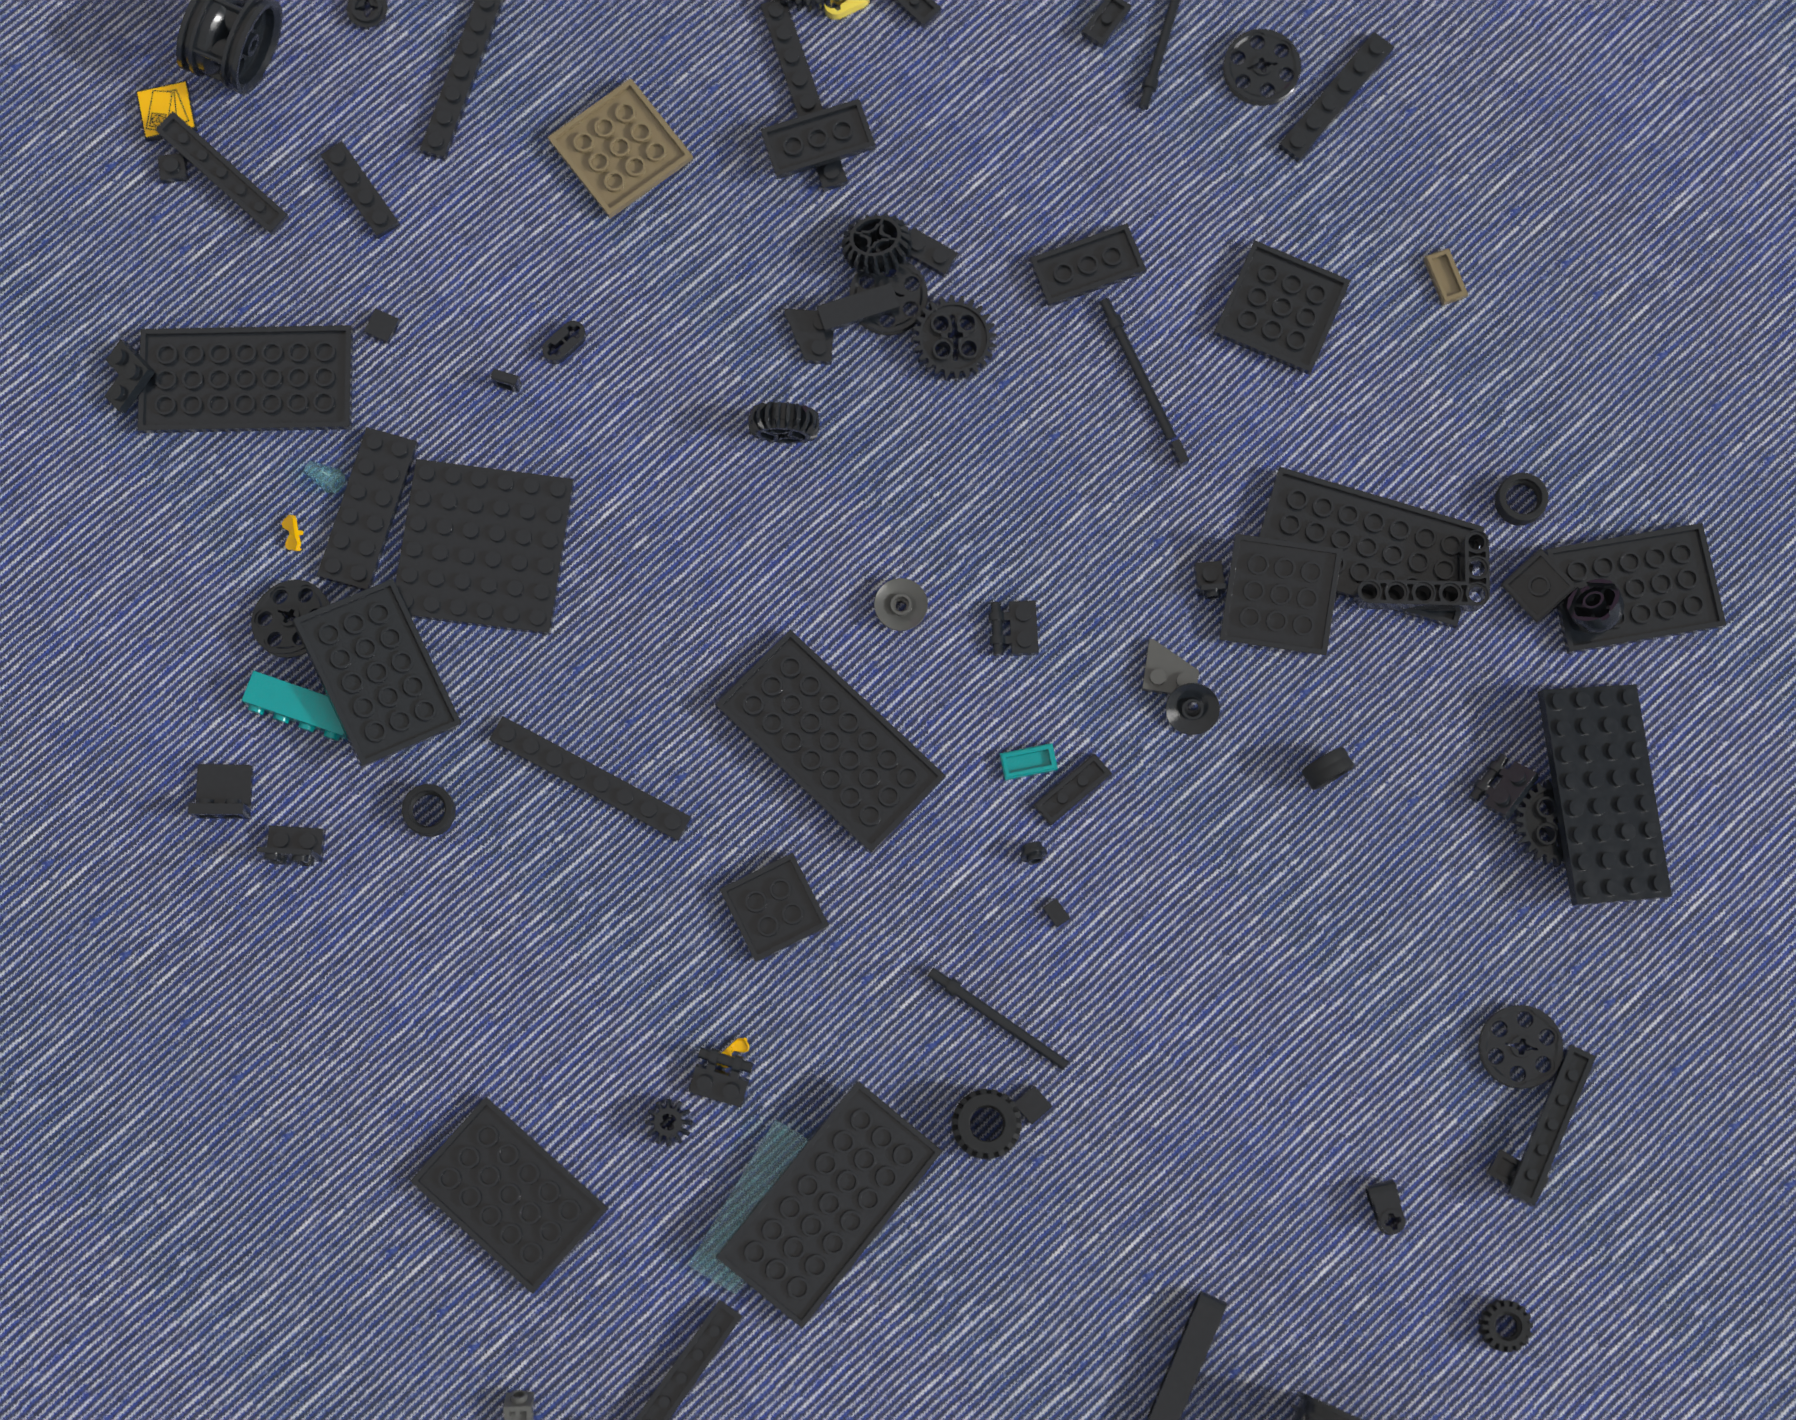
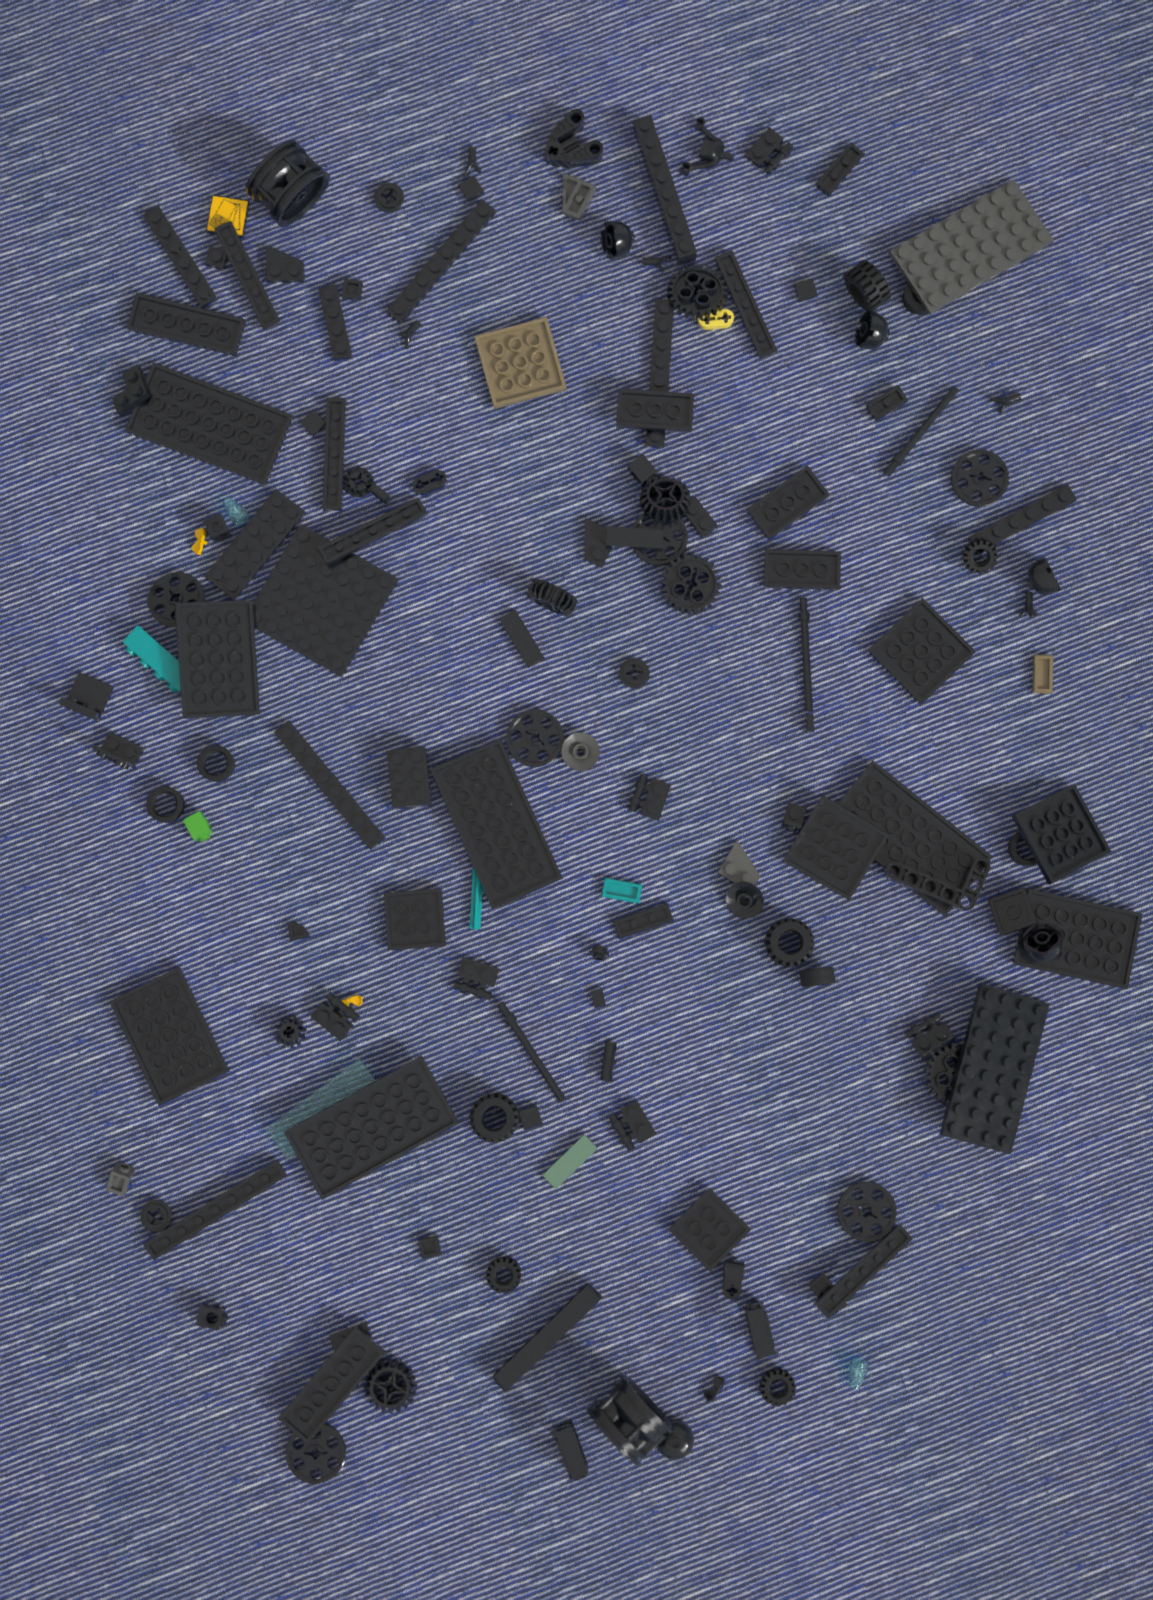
camera: 25 degrees right, 5 degrees up
(124, 184) = (180, 257): none -> black plate
(165, 265) = (186, 324): none -> black plate
(264, 146) = (283, 267): none -> black wing
(310, 506) = (217, 528): none -> black brick
(366, 139) = (352, 289): none -> black plate
(371, 873) = (151, 801): none -> black tyre
(425, 354) = (334, 454): none -> black plate
(438, 902) = (198, 827): none -> bright green brick
(461, 165) = (409, 332): none -> black bar
(479, 386) = (363, 489): none -> black gear
(515, 431) = (372, 531): none -> black plate
(625, 987) = (297, 931): none -> black tile
(692, 726) = (409, 778): none -> black brick
(765, 492) = (521, 638): none -> black tile
(828, 601) = (535, 728): none -> black wedge
(832, 220) = (642, 470): none -> black brick
(845, 853) = (476, 902): none -> teal axle
(886, 943) = (477, 972): none -> black plate
(932, 467) = (627, 667): none -> black gear
(971, 1332) = (430, 1246): none -> black tile
(1034, 189) = (788, 502): none -> black plate
(1101, 1322) = (503, 1287): none -> black tyre
(1104, 989) = (608, 1061): none -> black pin
(1109, 1141) = (570, 1161): none -> sand green tile
(1174, 1052) = (638, 1123): none -> black plate
(1288, 723) = (801, 930): none -> black tyre
(1319, 160) = (979, 566): none -> black tyre
(1328, 1154) = (709, 1229): none -> black plate
(1391, 199) = (1029, 606): none -> black bar
(1394, 156) = (1042, 578): none -> black cylinder
(1422, 1373) = (718, 1384): none -> black piece
(1450, 1258) = (759, 1329): none -> black window
(1557, 463) = (1061, 834): none -> black plate
(1600, 1262) = (857, 1372): none -> clear light blue cone

